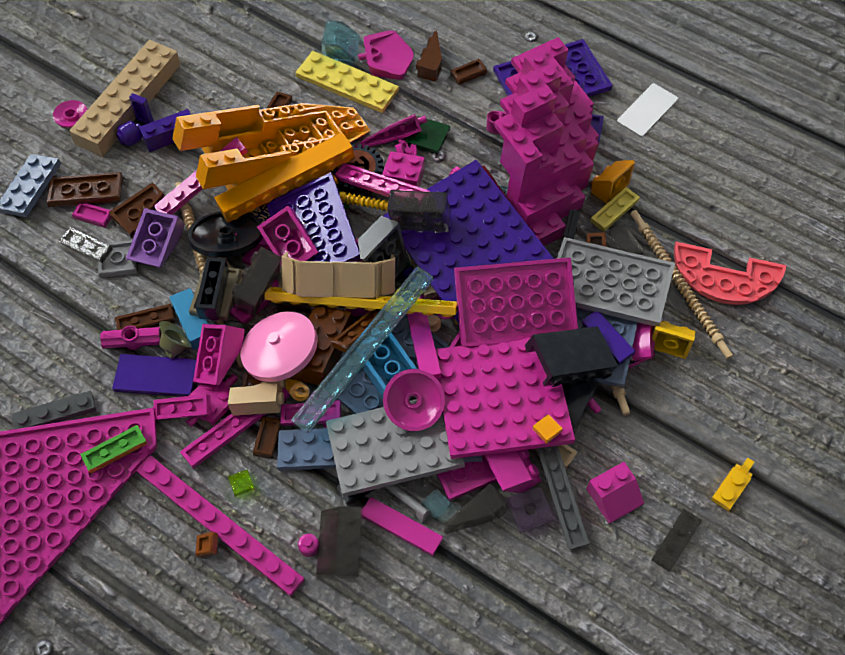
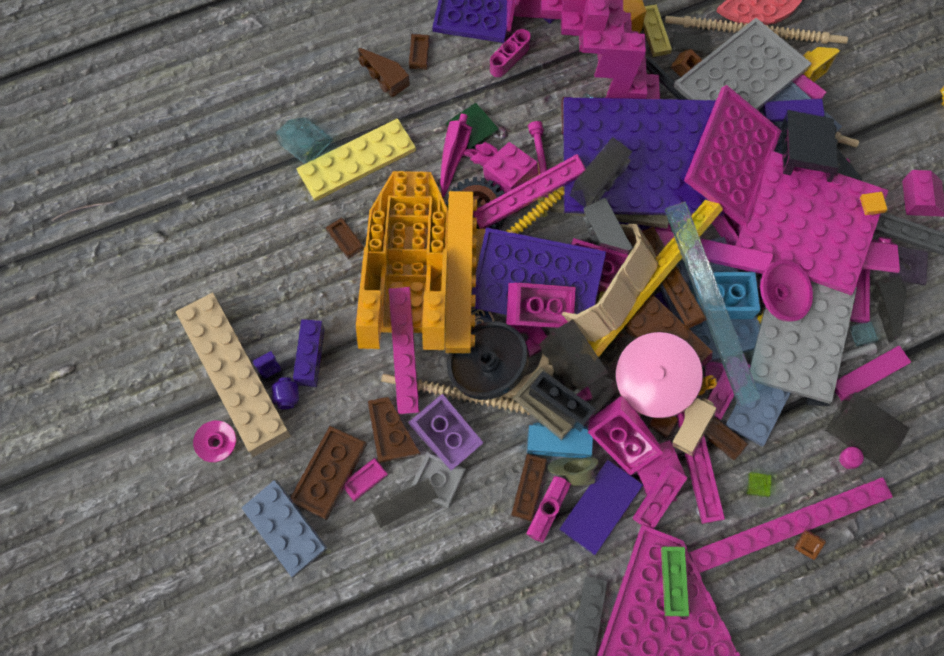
camera: 60 degrees left, 10 degrees up
(387, 55) = (349, 107): dark pink animal -> none

